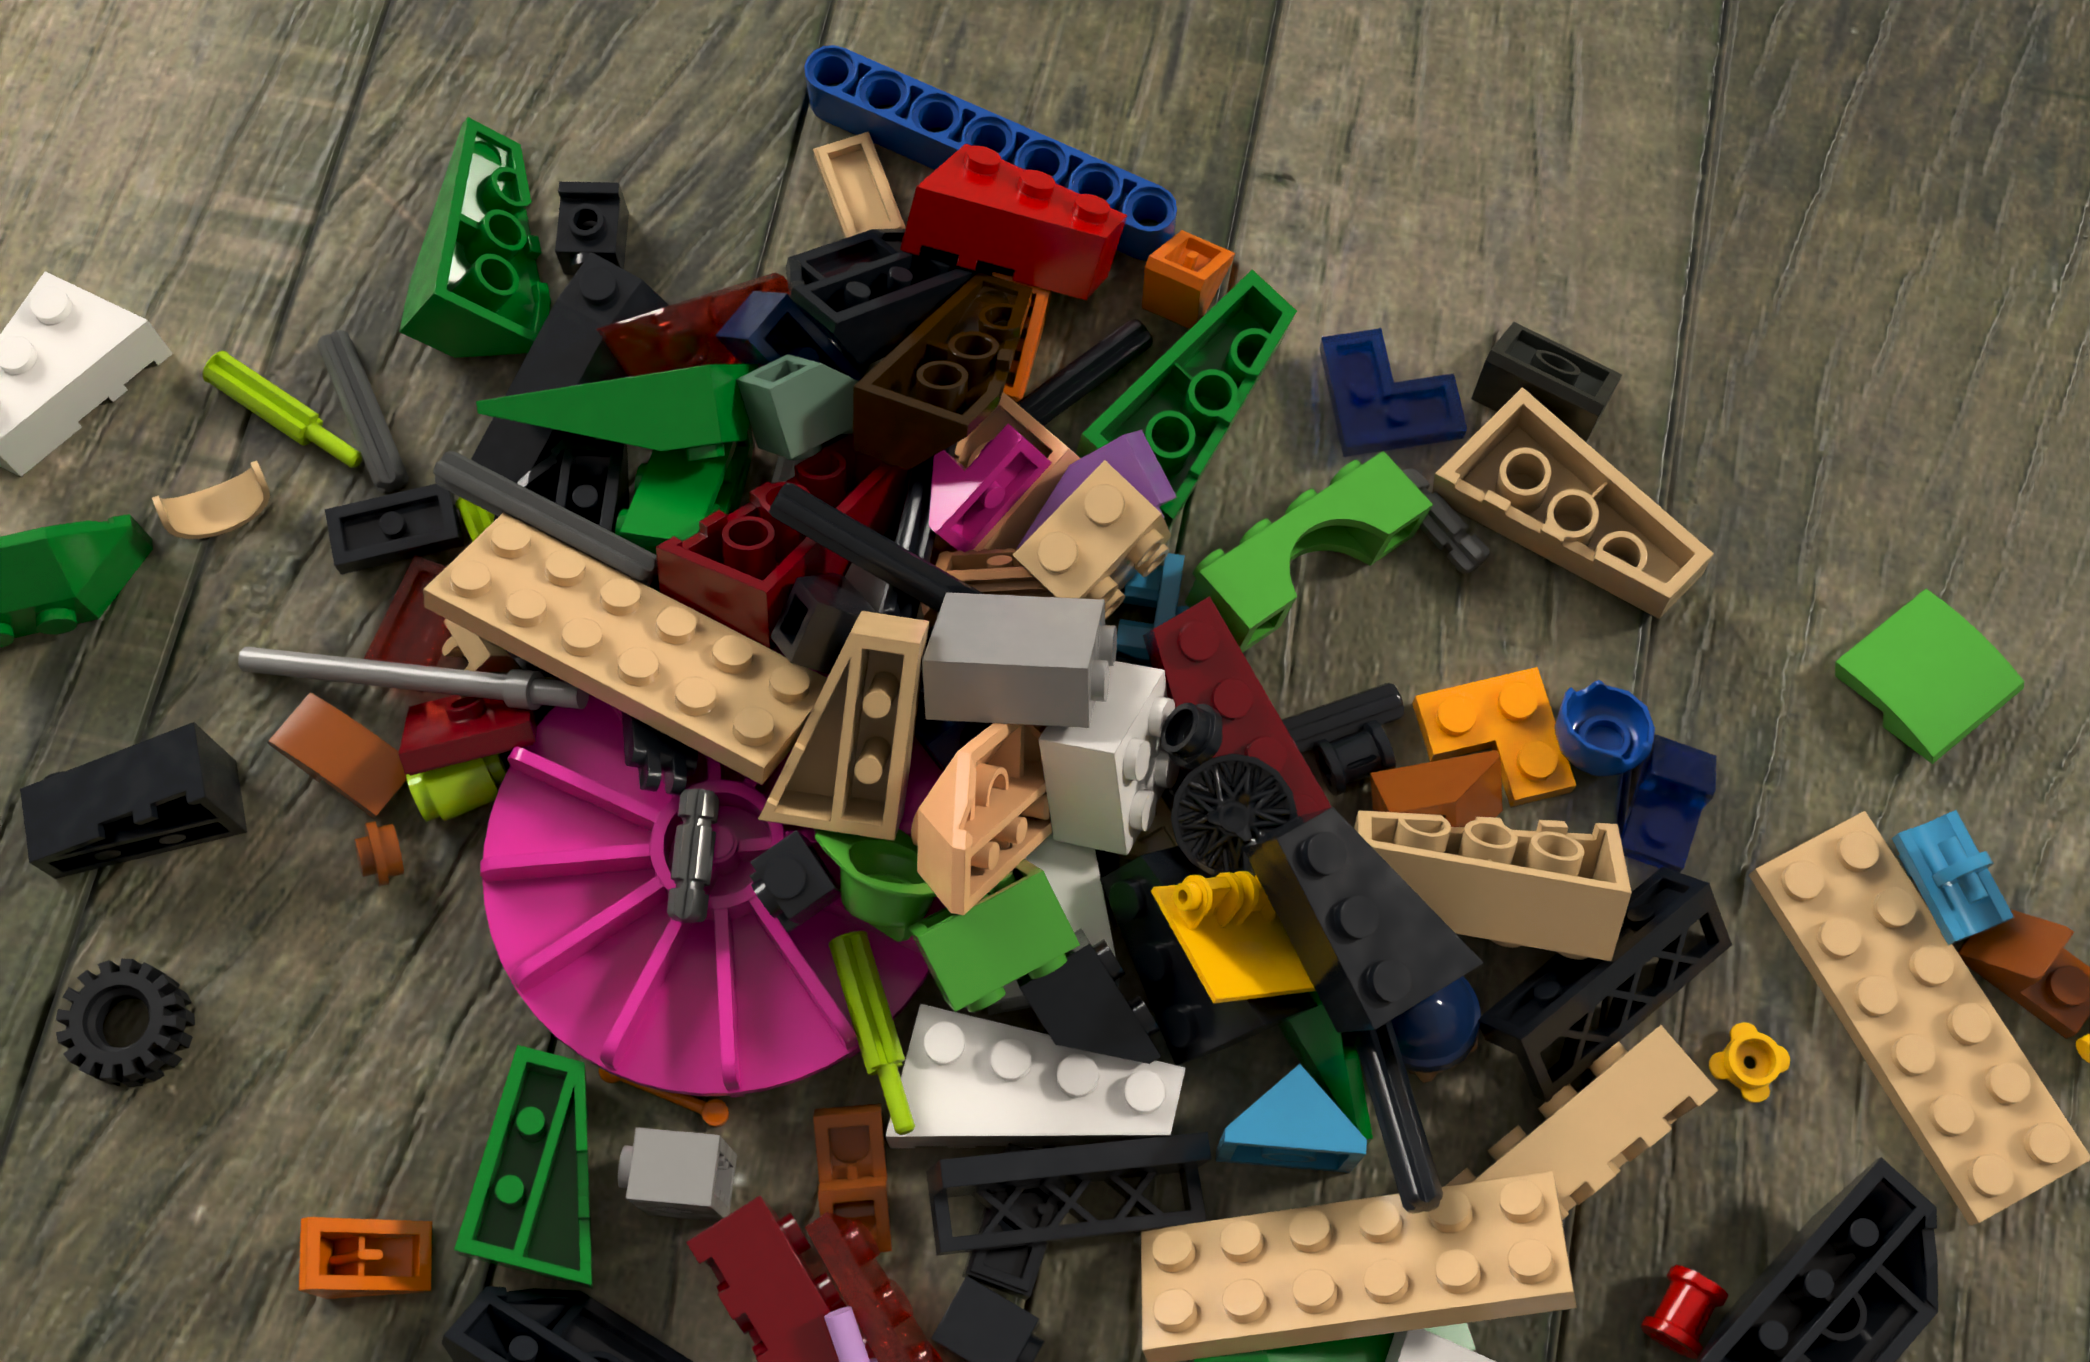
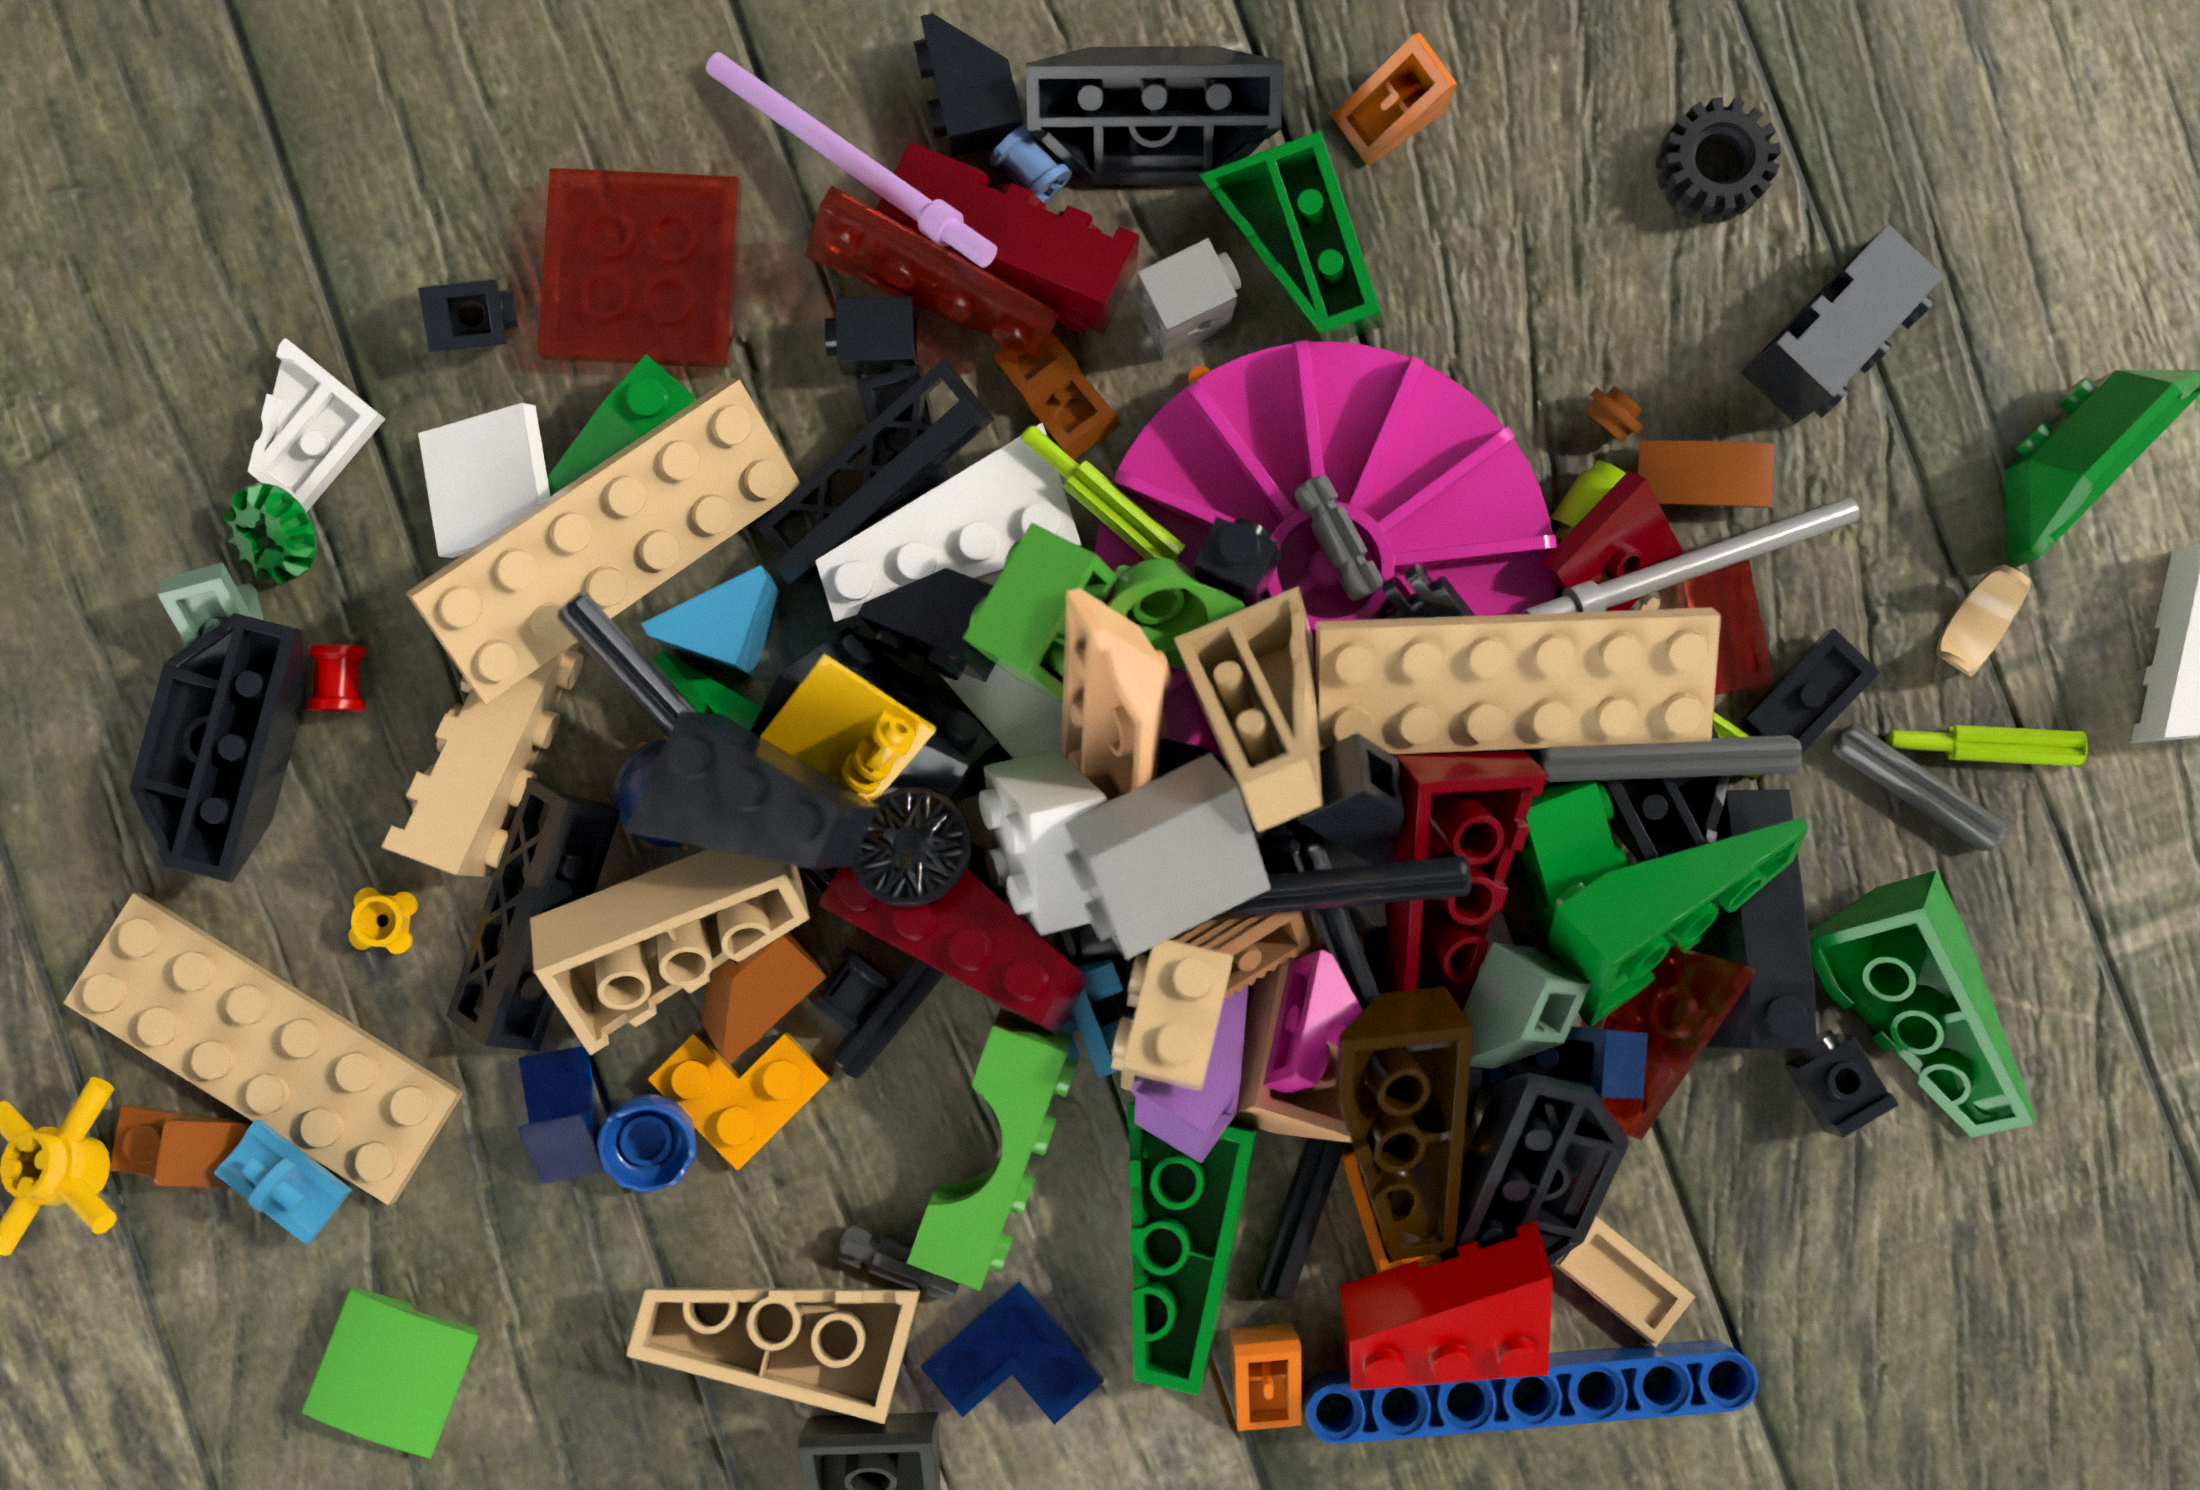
camera: 145 degrees right, 15 degrees up
(1192, 734) = (981, 887): black plate -> none

